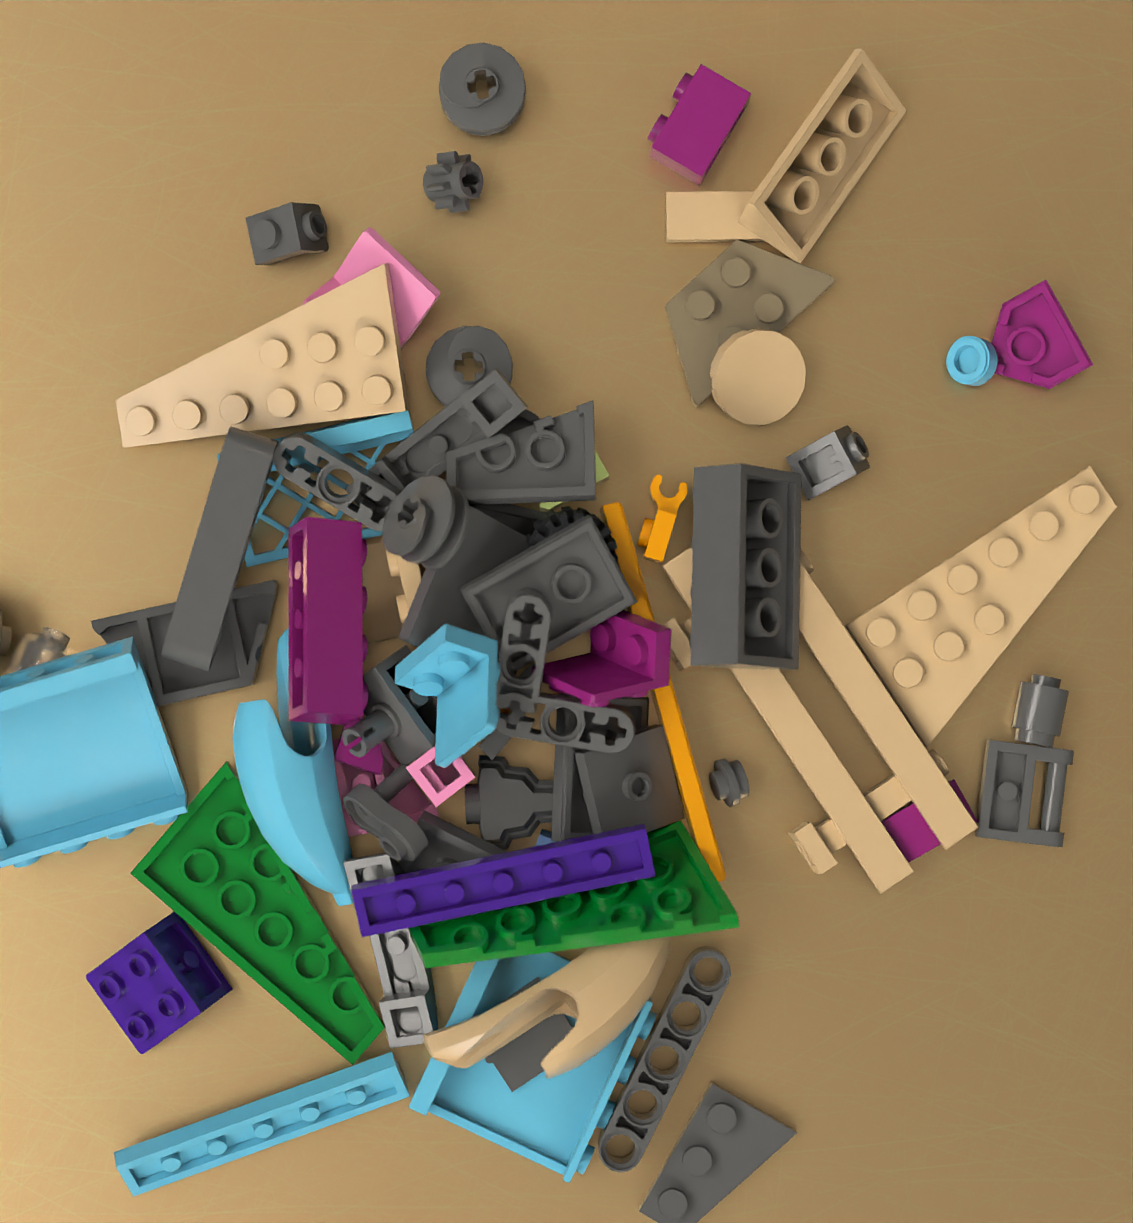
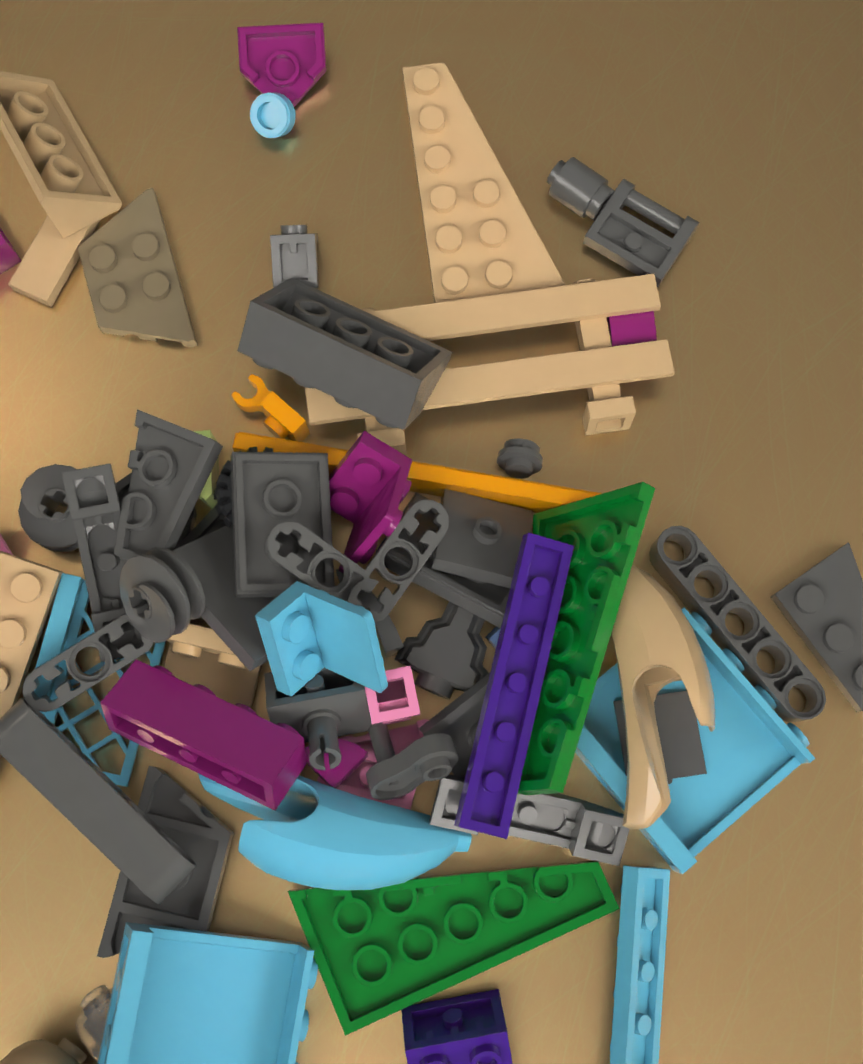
camera: 60 degrees left, 10 degrees down
(757, 376) = (194, 278): tan tile -> none

